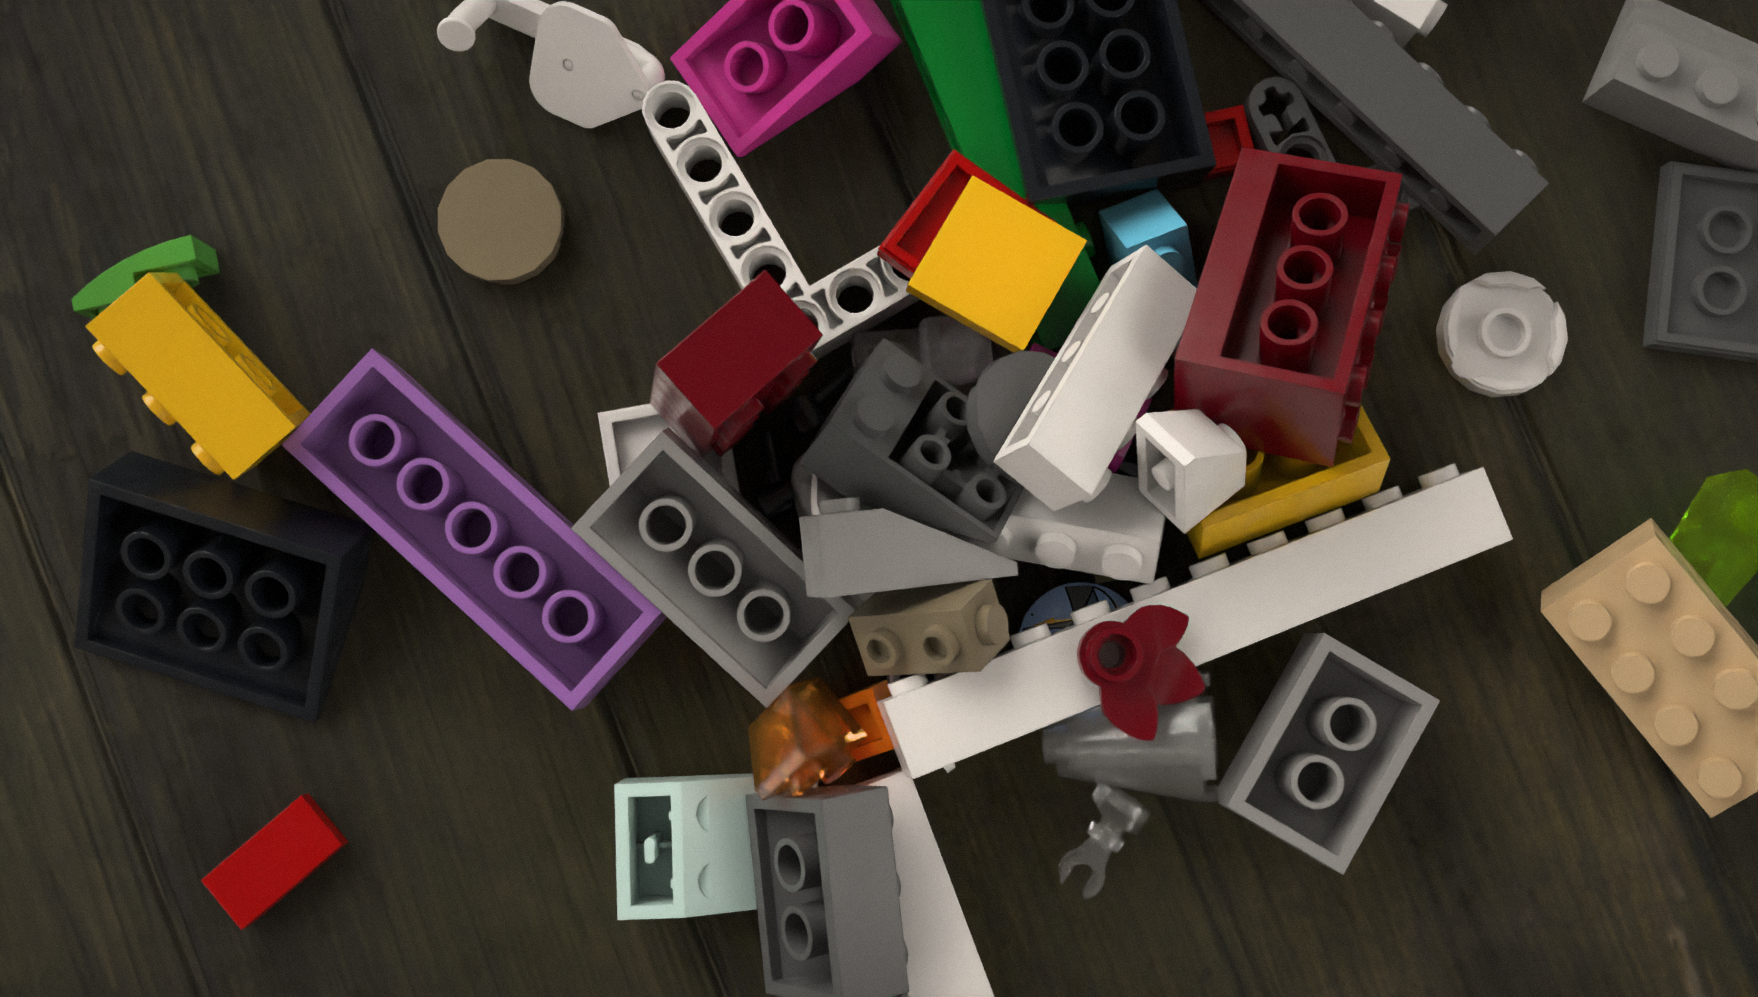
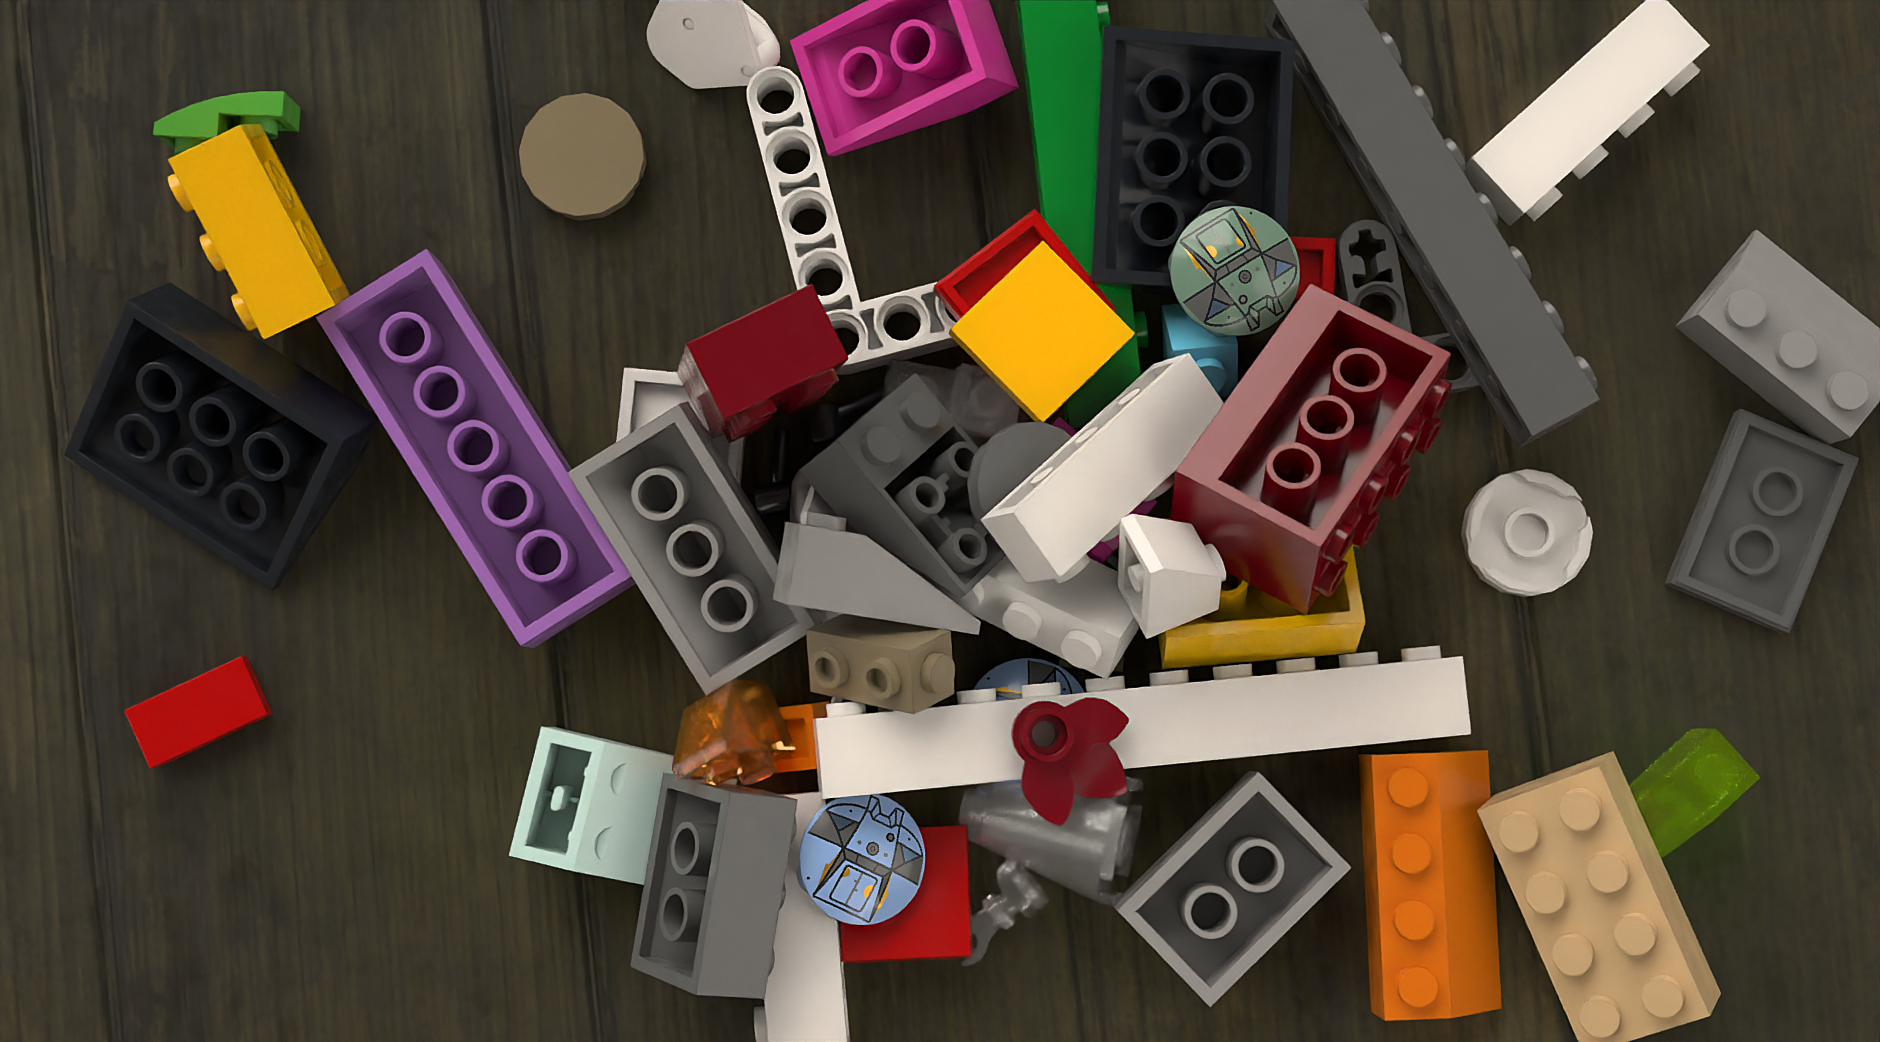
camera: 20 degrees right, 0 degrees up
(963, 826) = (861, 859): none -> light blue dish
(1011, 846) = (937, 917): none -> red tile
(1165, 155) = (1234, 271): none -> sand green dish
(1506, 696) = (1429, 885): none -> orange slope

